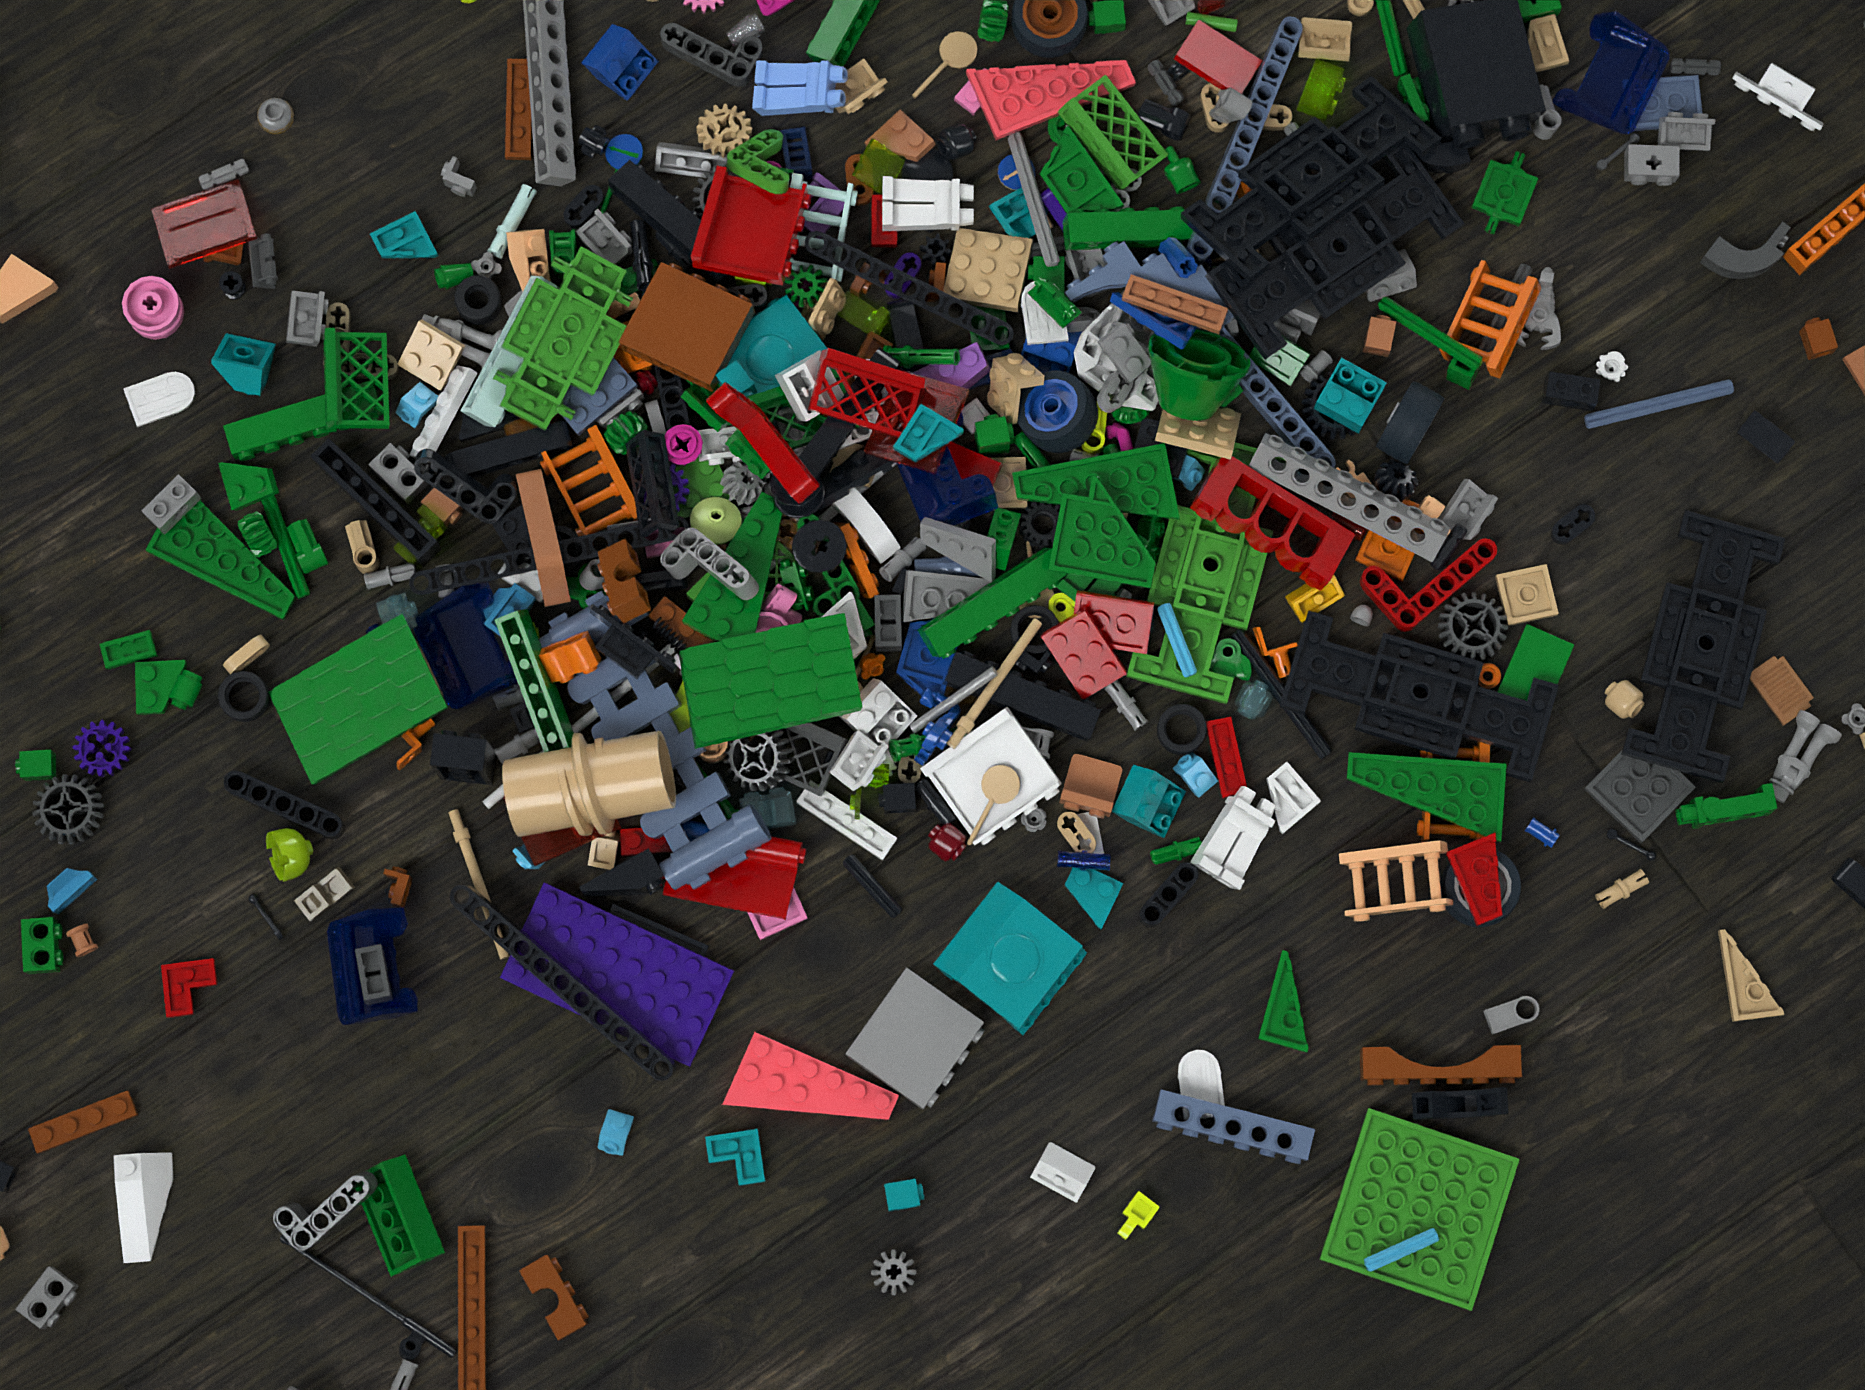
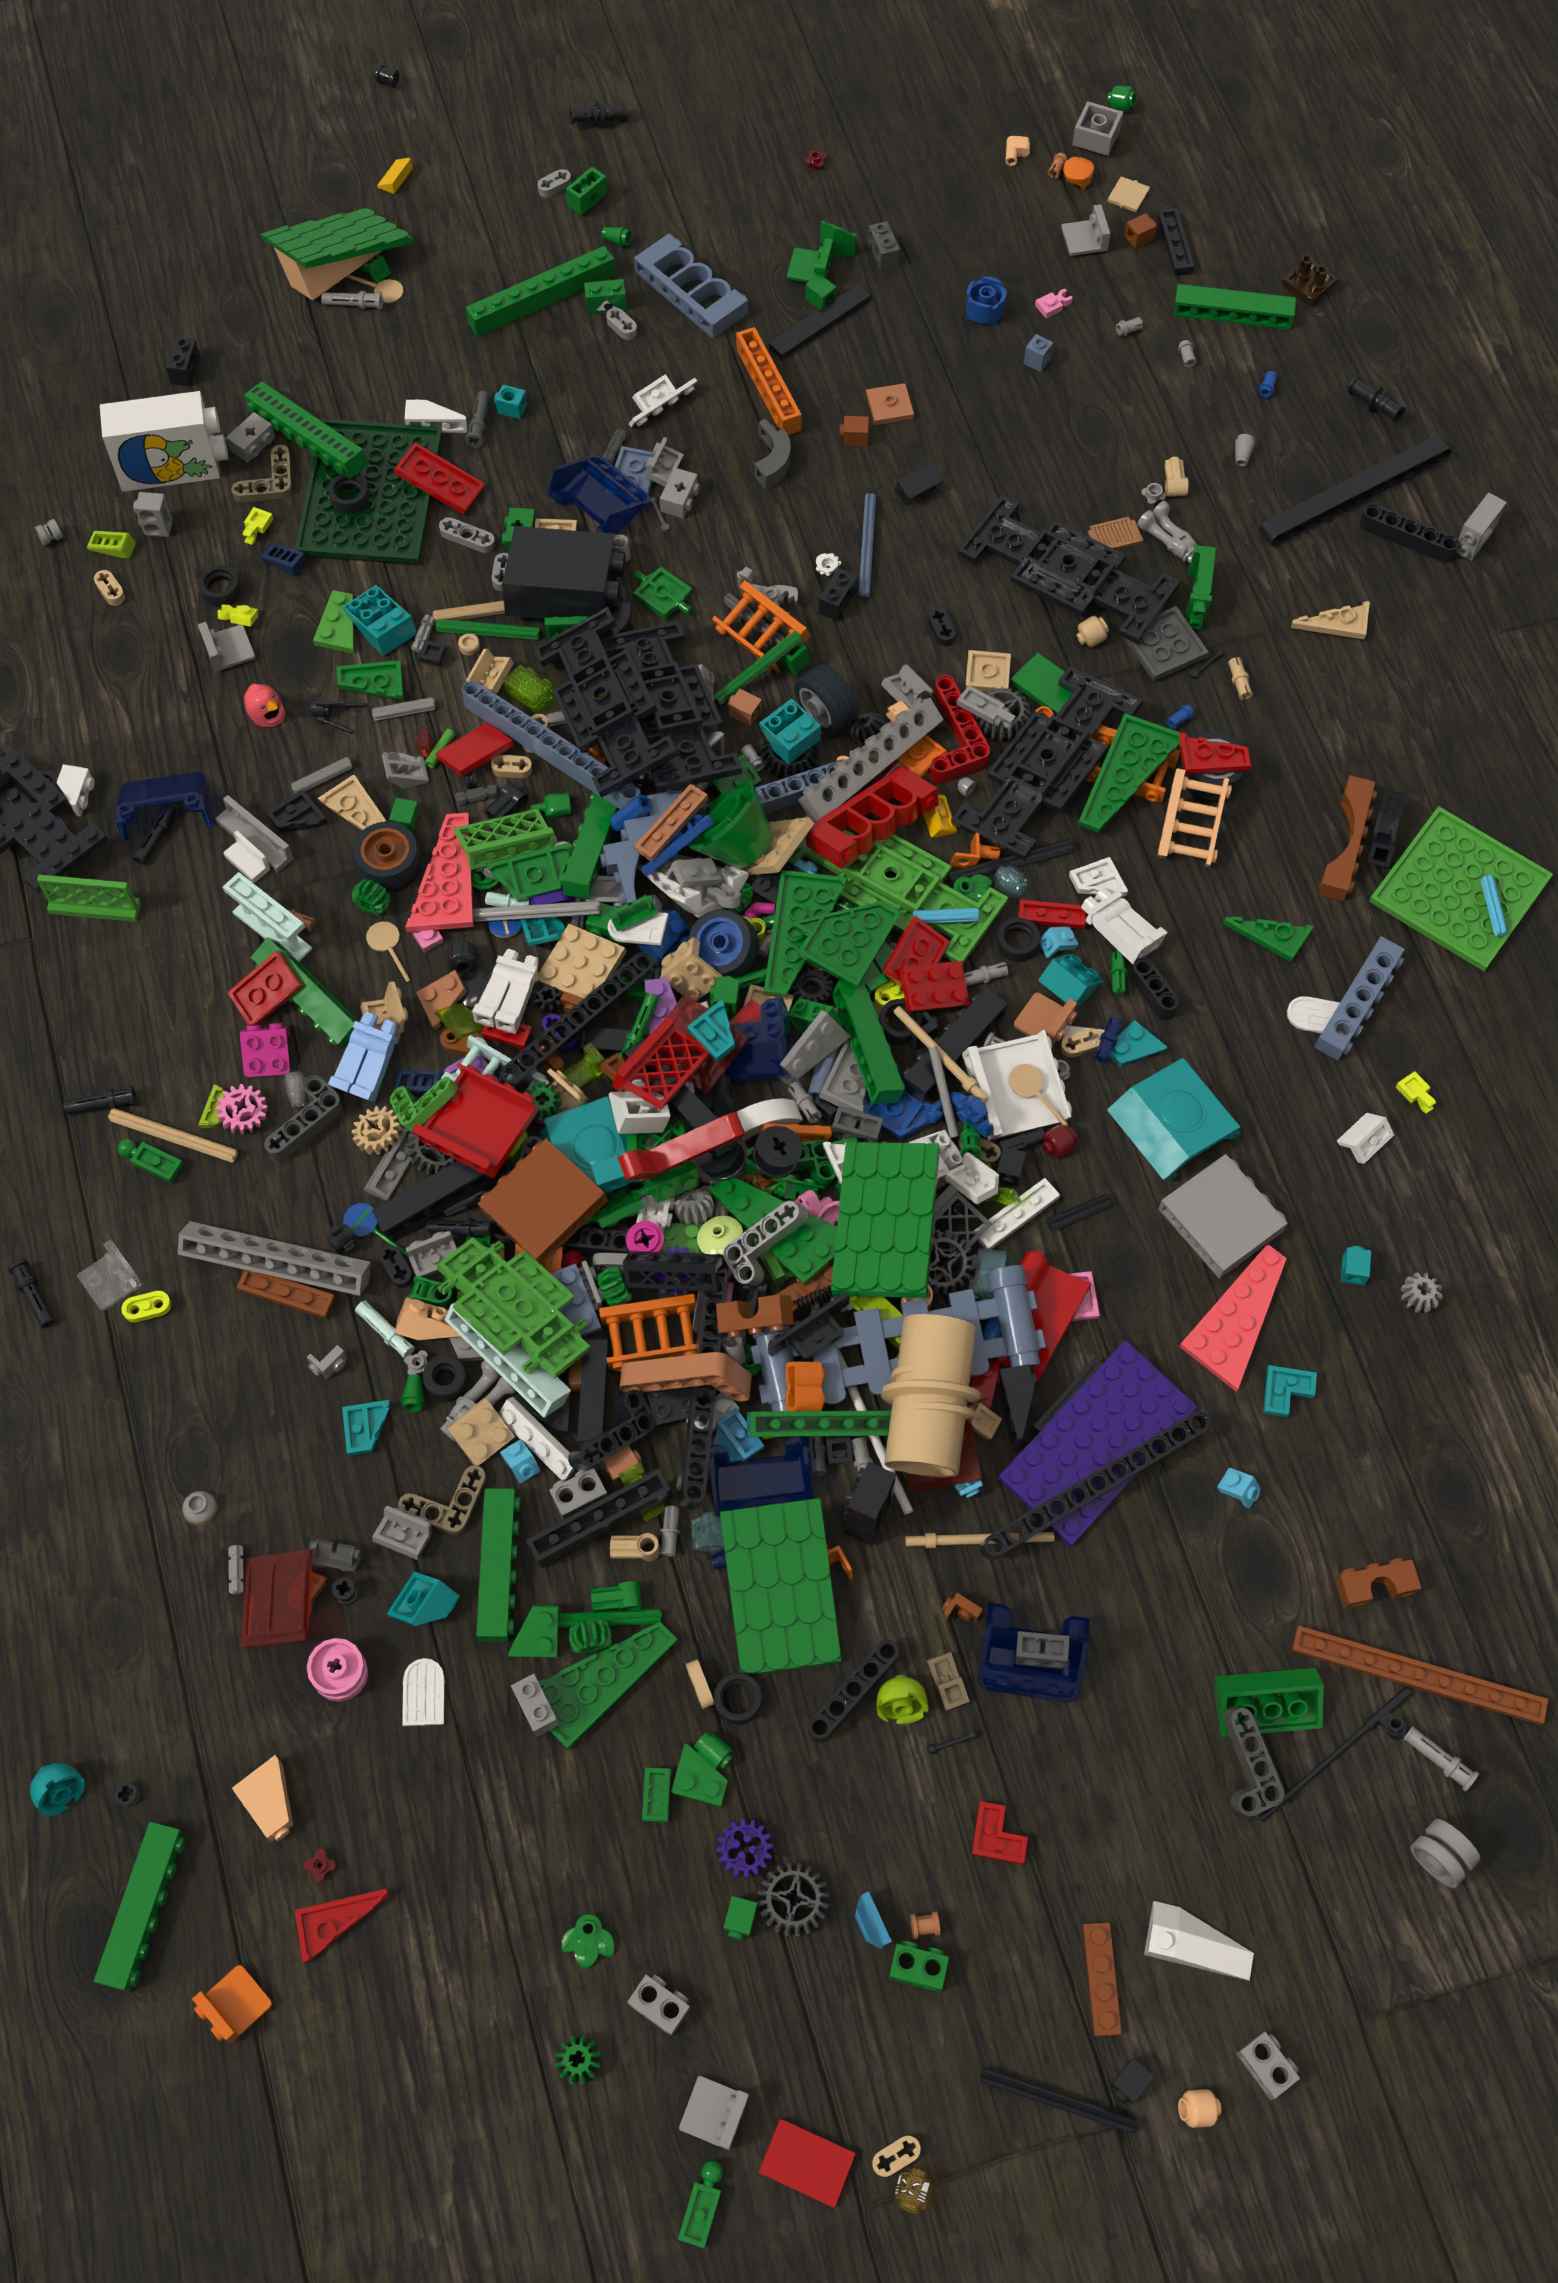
camera: 70 degrees left, 15 degrees down
(333, 383) = (470, 1518): green fence -> none
(620, 61) = (278, 1196): blue slope -> none
(1040, 158) = (502, 900): none -> light aqua axle
(1230, 106) = (519, 745): light grey piece -> none
(1462, 604) = (986, 707): none -> light grey hinge
(1505, 1015) = (1319, 785): light grey piece -> none

